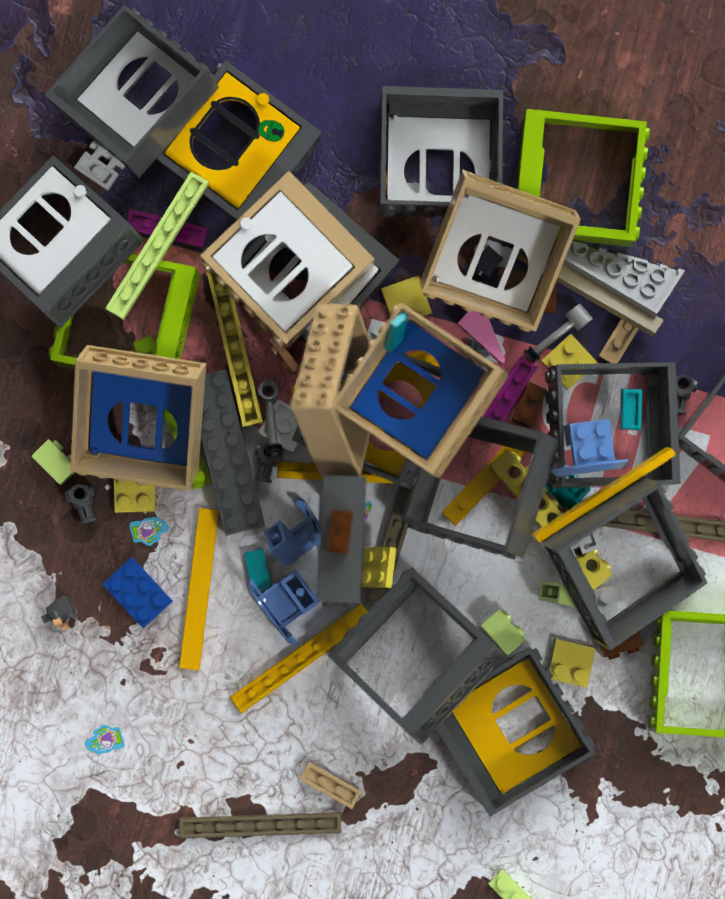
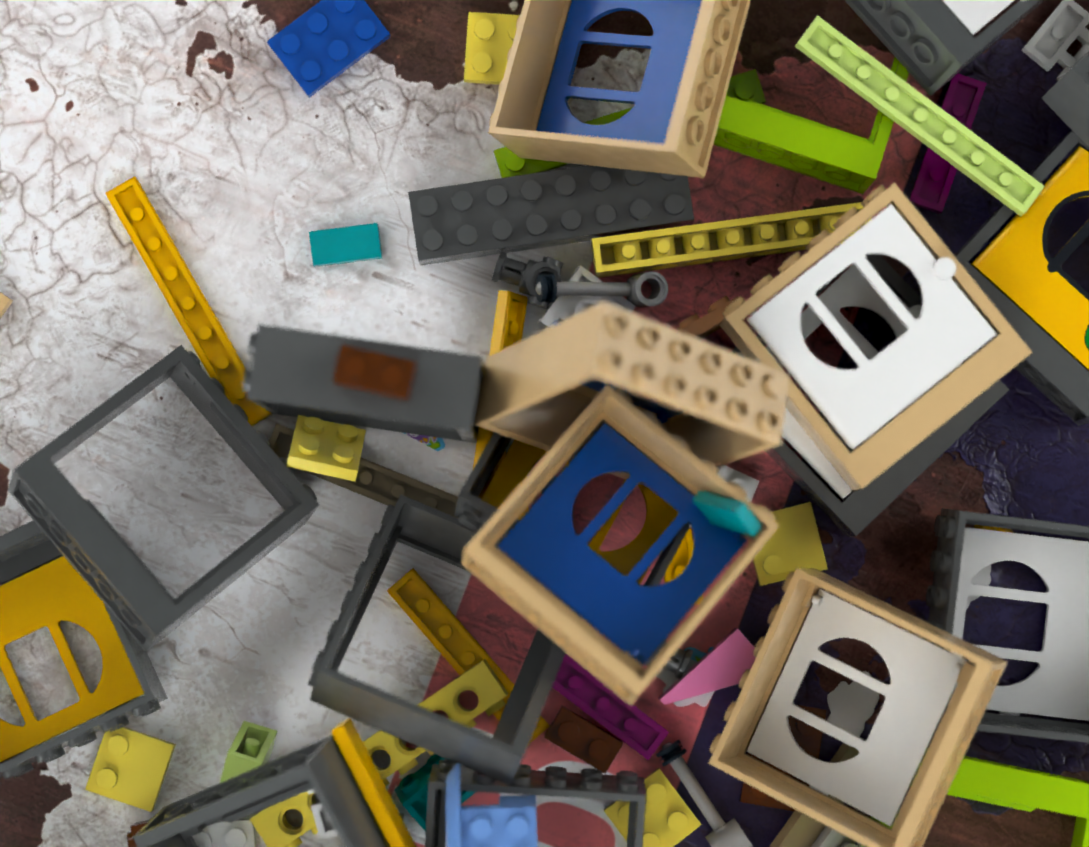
camera: 95 degrees right, 0 degrees up
(148, 530) = (433, 67): sticker -> none
(199, 589) = (323, 142): yellow tile -> none
(285, 601) = (285, 282): medium blue piece -> none
(290, 544) = (381, 300): medium blue piece -> none
(488, 262) = (839, 692): black brick -> none
(503, 632) = (194, 654): yellowish green brick -> none

